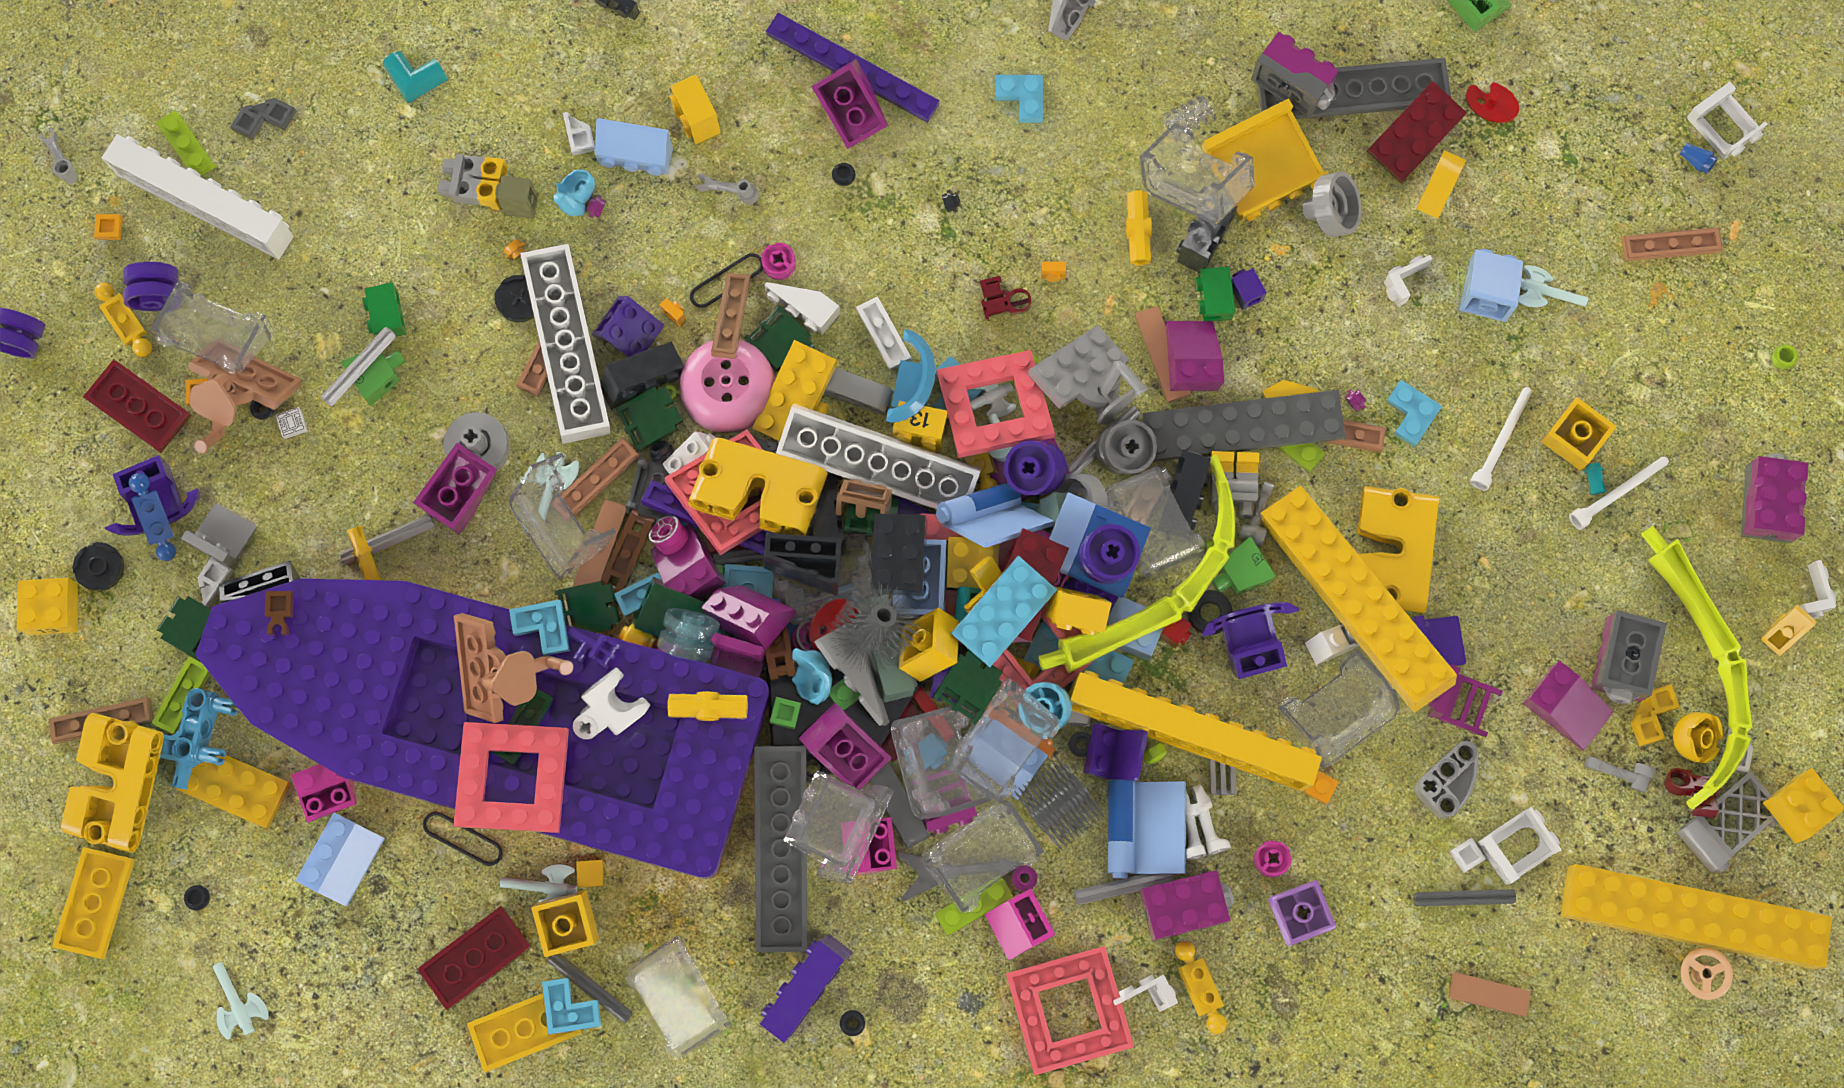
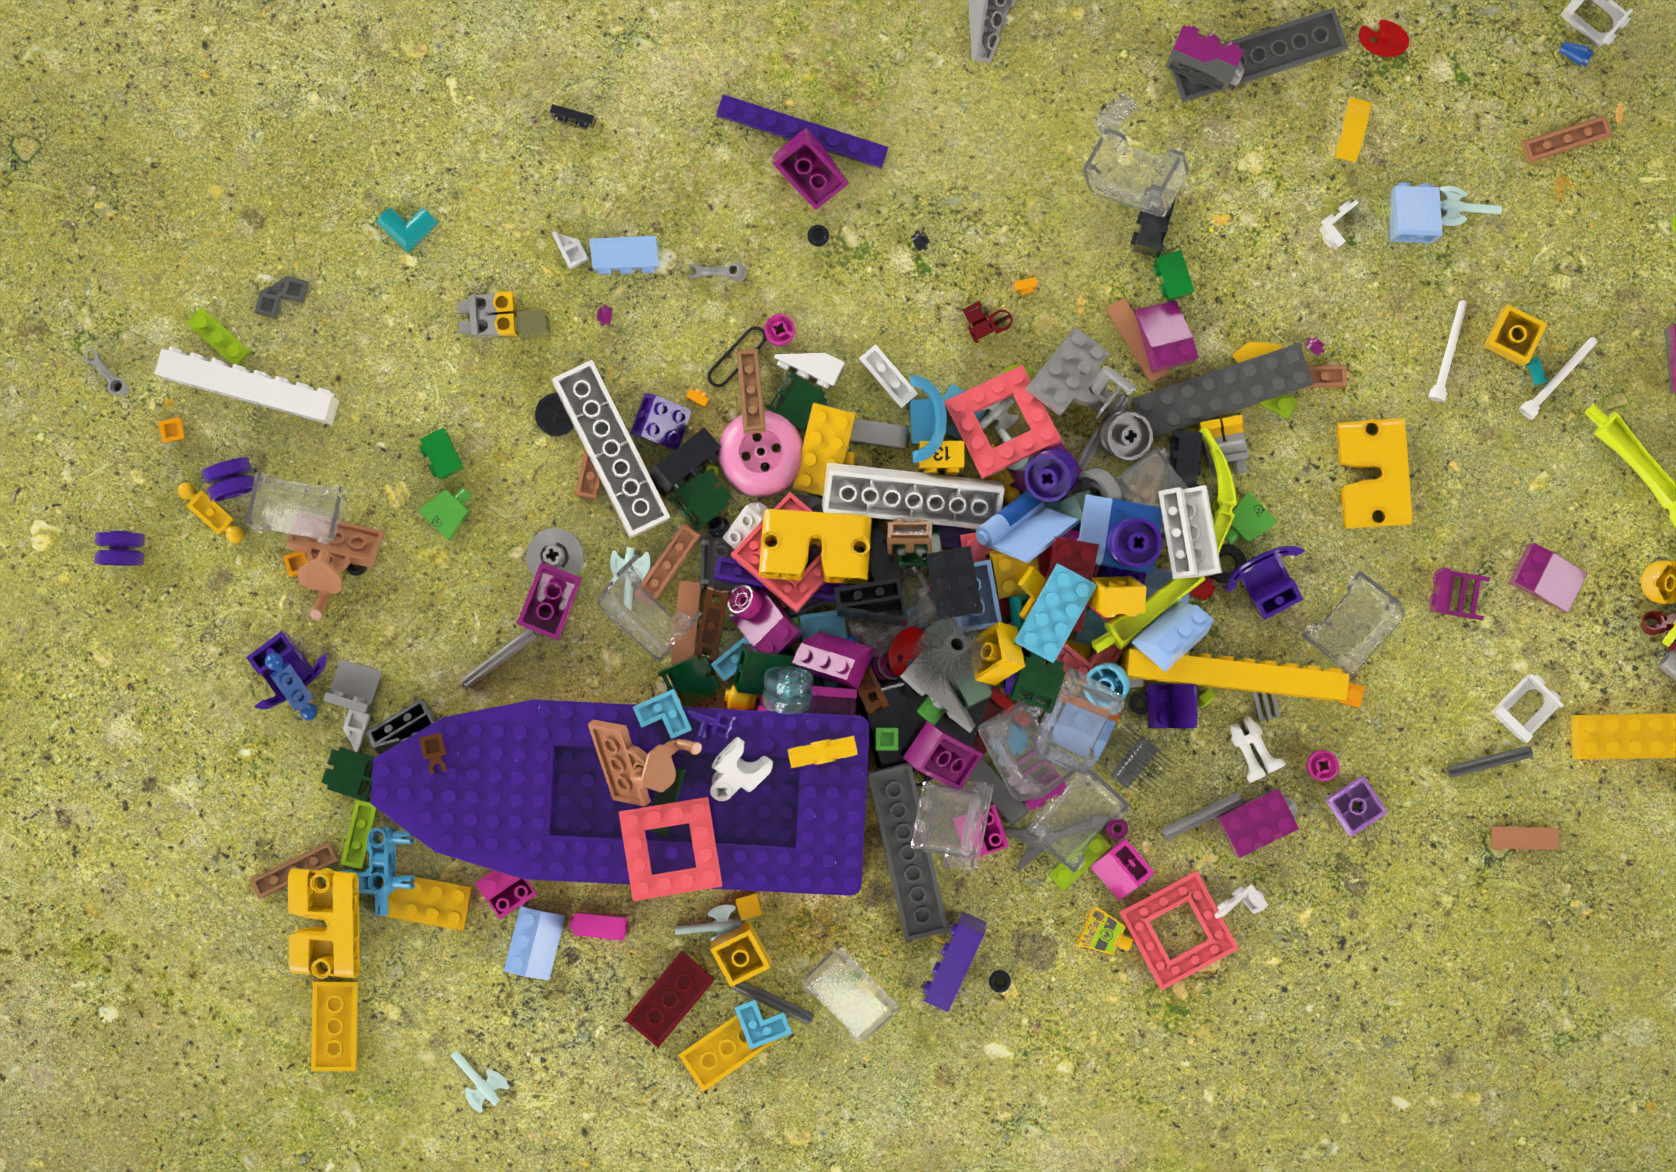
camera: 15 degrees left, 10 degrees up
(47, 606) = (220, 783): yellow brick -> none
(98, 566) = (252, 737): black tile -> none
(137, 406) = (245, 588): dark red plate -> none
(197, 897) = (420, 1001): black plate -> none
(291, 423) = (386, 572): white tile -> none
(358, 366) = (435, 512): light grey axle -> none
(363, 553) = (483, 676): yellow pin -> none
(418, 855) = (599, 925): none -> dark pink slope
(458, 848) = (628, 909): black piece -> none
(514, 249) = (541, 371): light orange plate -> none
(575, 192) = (582, 306): medium azure hair -> none
(694, 110) = (672, 206): yellow brick -> none
(812, 675) = (903, 703): medium azure hair -> none
(983, 994) = (1103, 933): none -> torso
(1026, 90) = (961, 118): medium azure plate -> none
(1133, 667) = (1173, 634): none -> light blue slope
(1138, 228) = (1092, 228): yellow piece -> none
(1146, 828) = (1211, 763): light blue door -> none
(1174, 560) = (1189, 532): none -> white slope
(1201, 987) = (1284, 886): yellow plate -> none
(1247, 288) = (1200, 264): dark purple brick -> none
(1253, 530) = (1249, 484): light grey brick -> none
(1280, 155) = (1200, 131): yellow panel -> none
(1330, 644) = (1347, 561): white slope -> none
(1334, 204) = (1263, 171): light grey piece -> none
(1358, 599) = (1352, 528): yellow brick -> none
(1416, 132) = (1322, 84): dark red plate -> none
(1418, 409) = (1372, 343): medium azure plate -> none
(1445, 636) = (1426, 547): dark purple bracket -> none
(1453, 789) = (1464, 671): light grey beam -> none
(1467, 855) = (1485, 724): white tile -> none
(1628, 657) = (1592, 526): dark grey piece -> none
(1639, 777) = (1618, 626): light grey brick -> none
(1645, 721) = (1615, 574): yellow tile -> none

